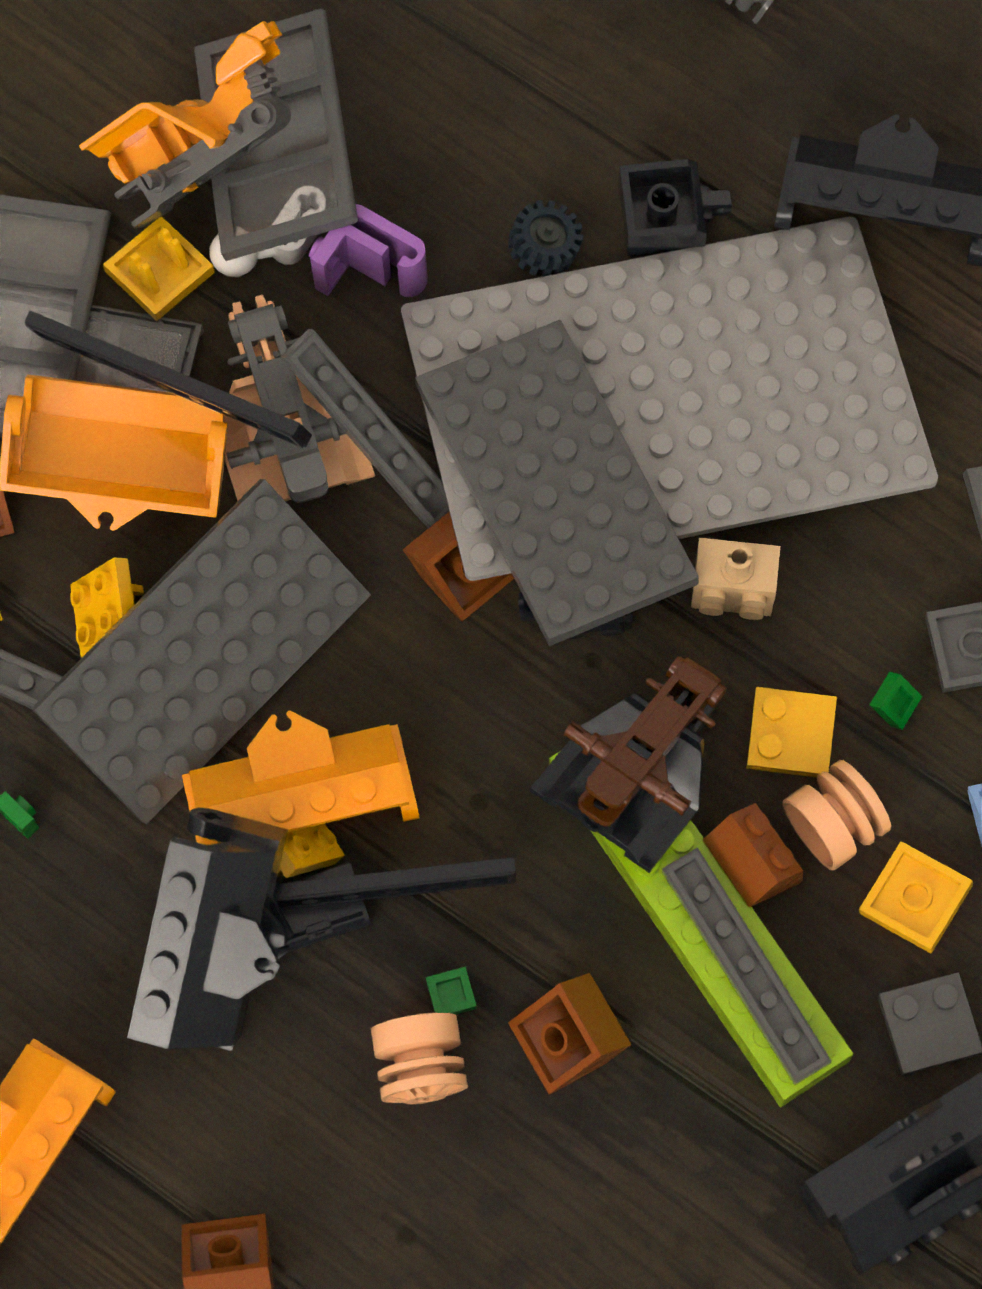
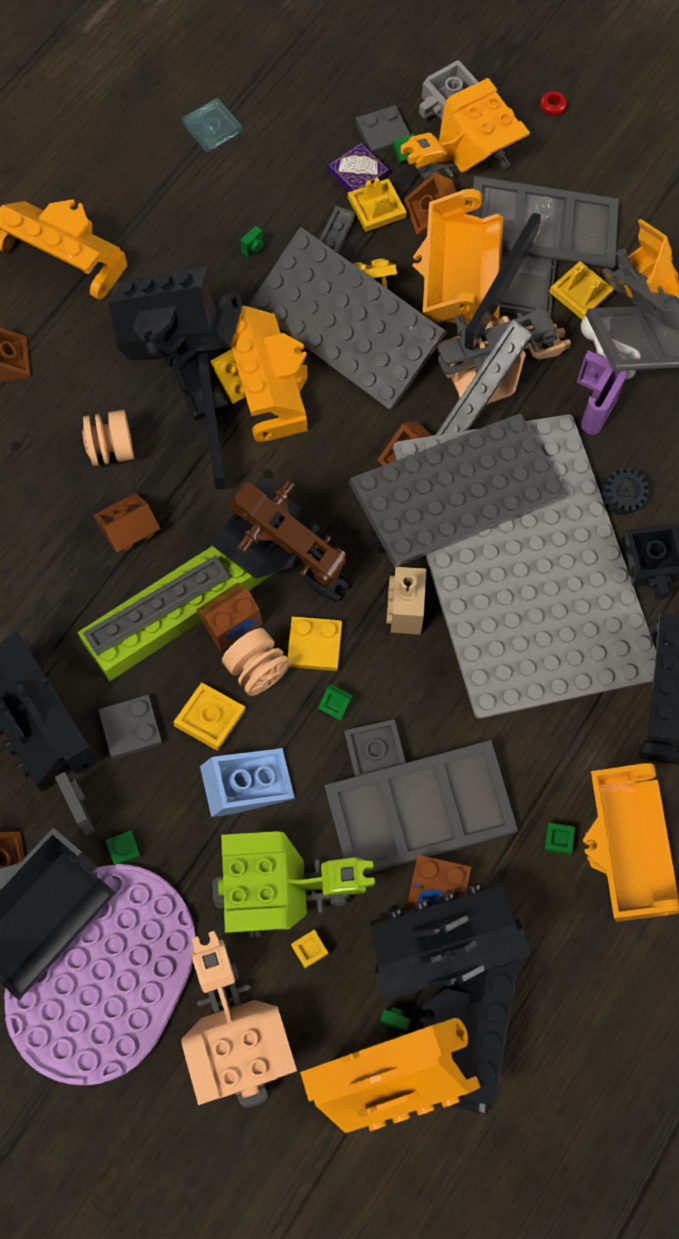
camera: 85 degrees right, 5 degrees down
(451, 992) = (151, 459): green plate -> none

